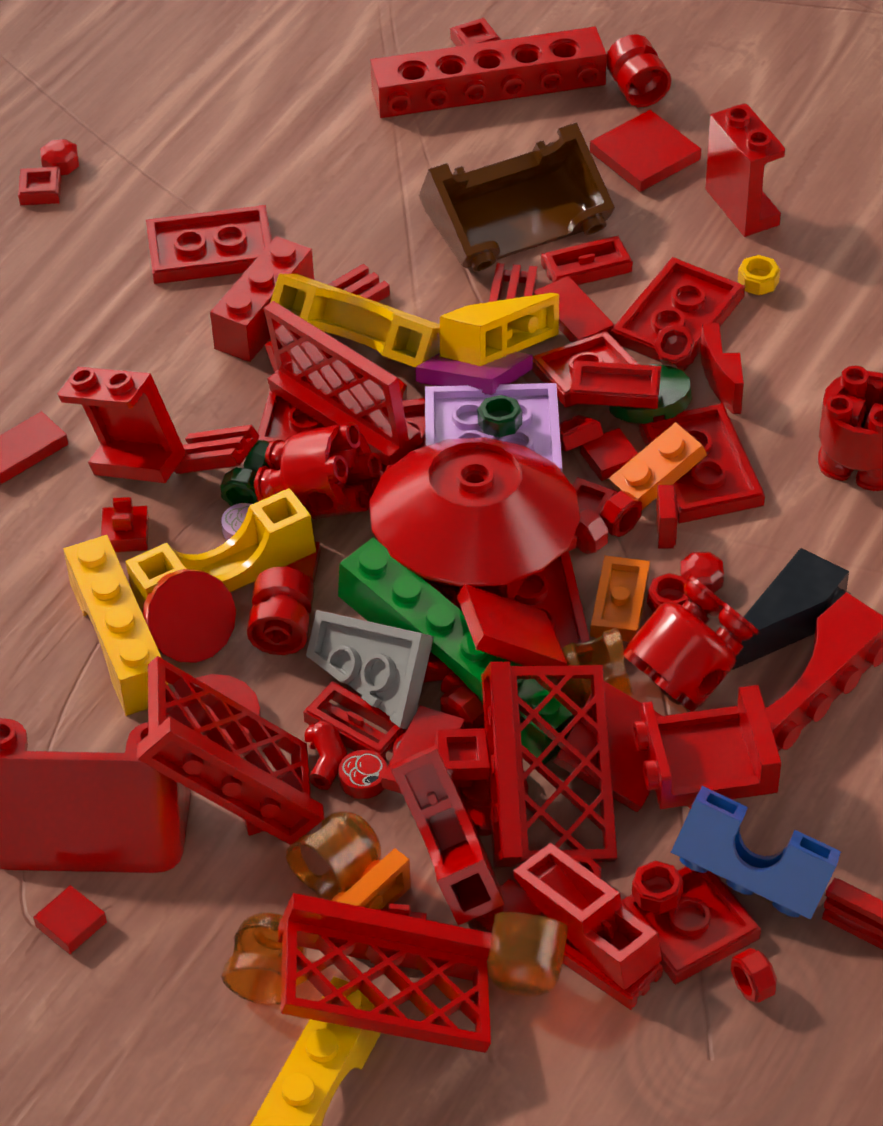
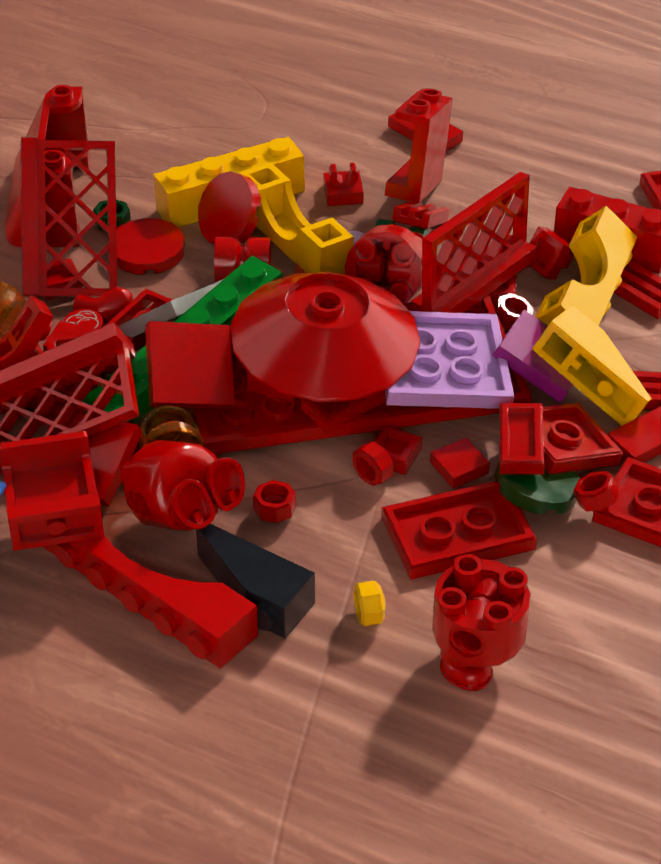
camera: 85 degrees right, 5 degrees down
(499, 416) = (446, 347): dark green tile -> none
(579, 431) = (475, 430): red tile -> none
(591, 532) = (347, 439): red tile -> none
(620, 596) = (276, 463): orange plate -> none
(659, 464) = (433, 485): orange plate -> none
(666, 516) = (369, 492): red tile -> none
(705, 568) = (307, 526): red tile -> none
(721, 369) = (592, 527): red slope -> none
(815, 525) = (369, 603): none -> yellow tile

